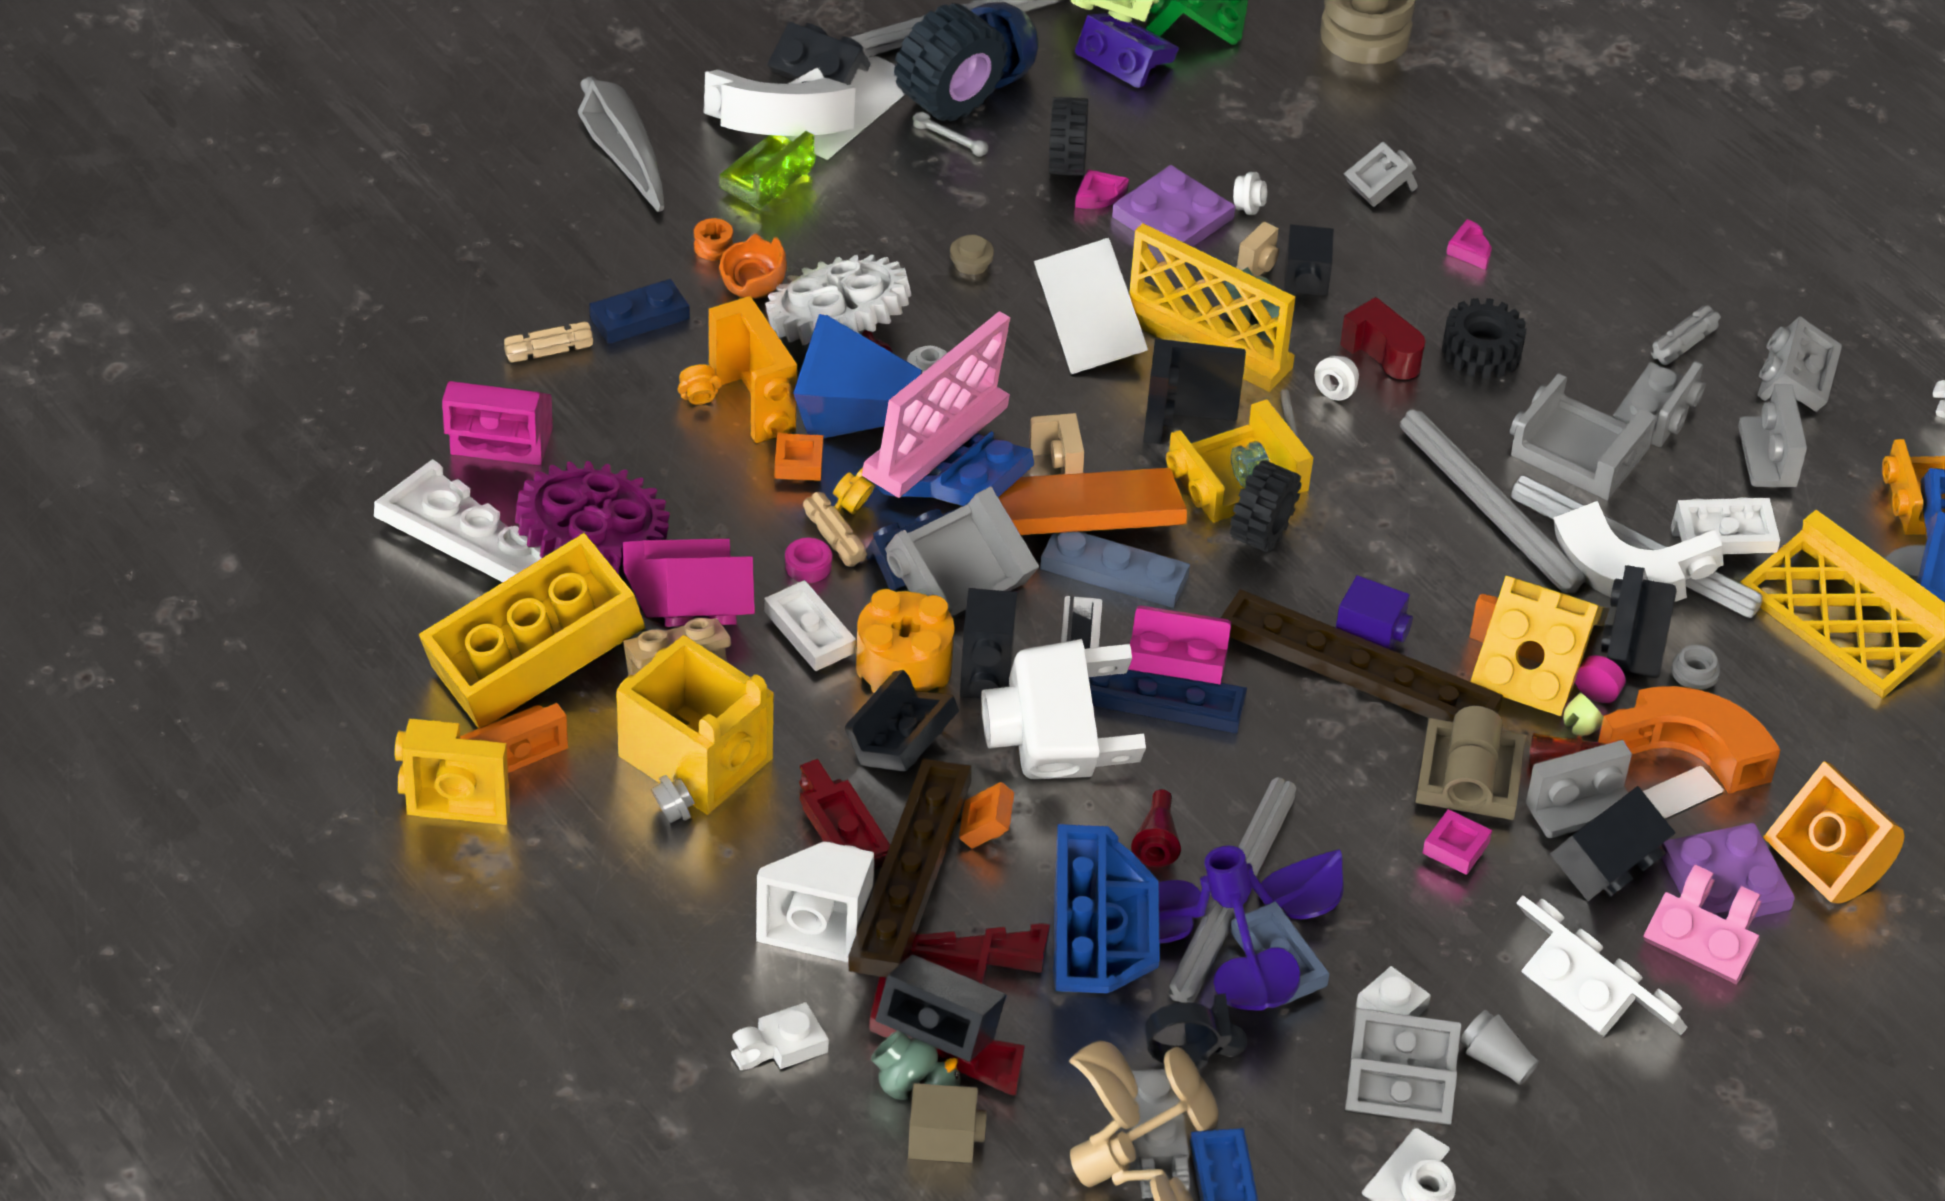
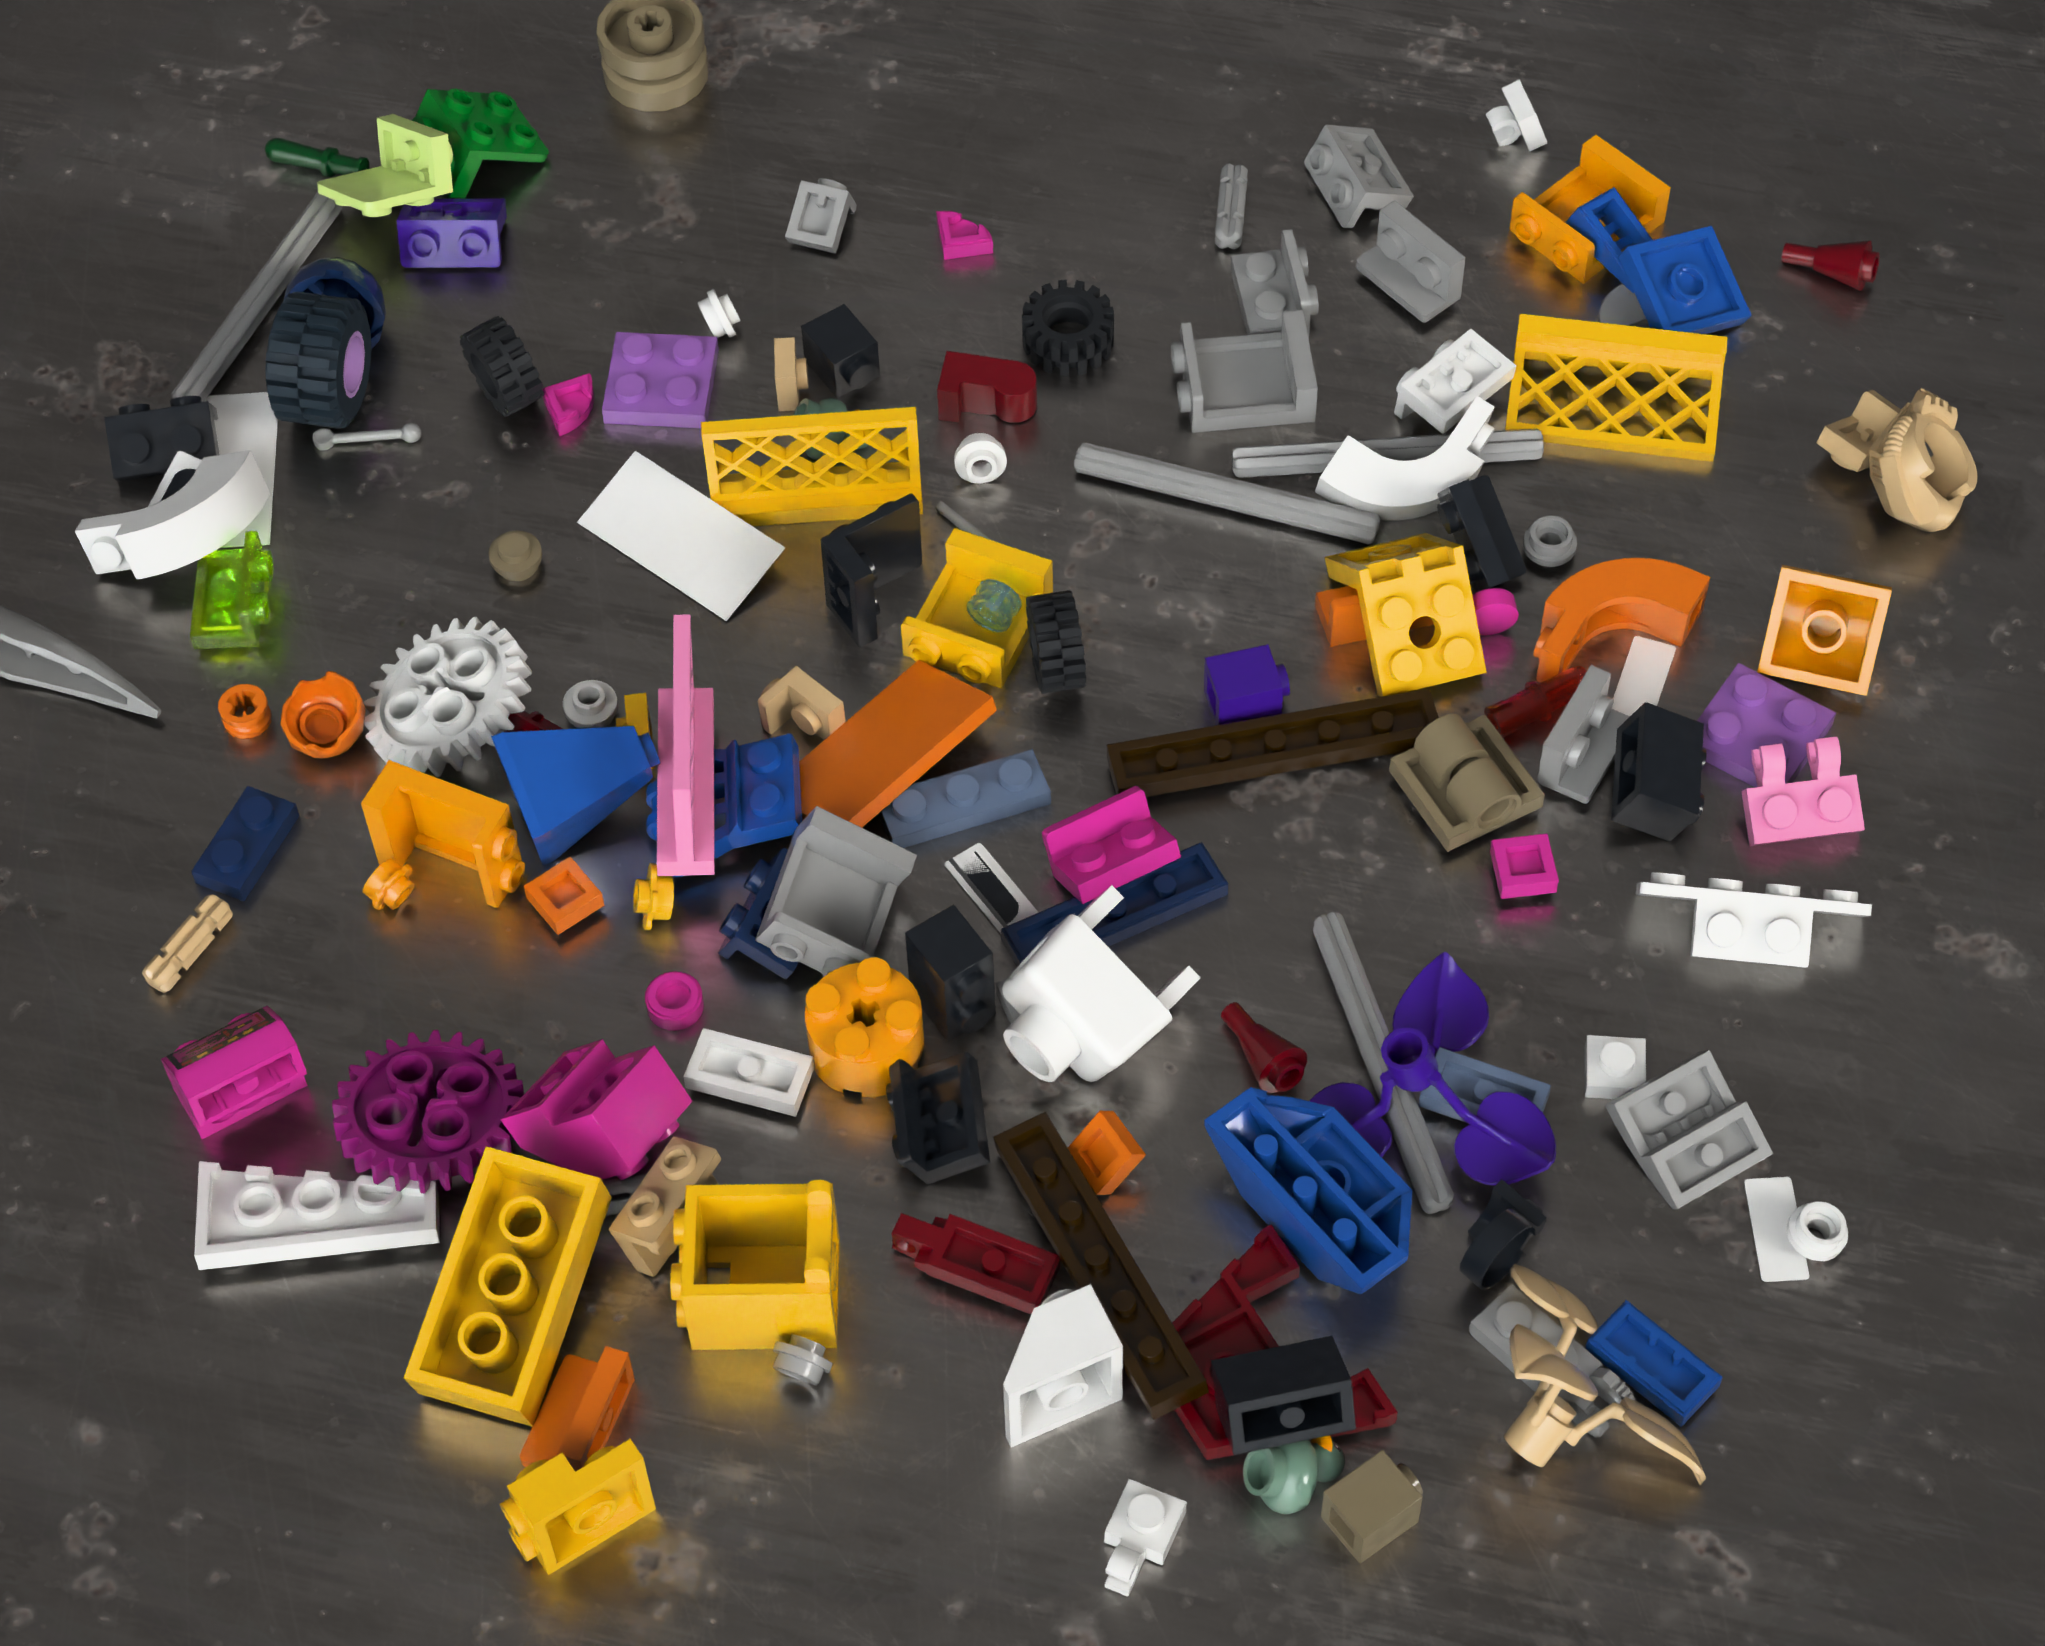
camera: 35 degrees left, 10 degrees up
(834, 529) = (670, 949): tan axle -> none
(1497, 1046) = (1748, 1047): light grey cone -> none
(1585, 714) = (1506, 655): yellowish green hinge -> none

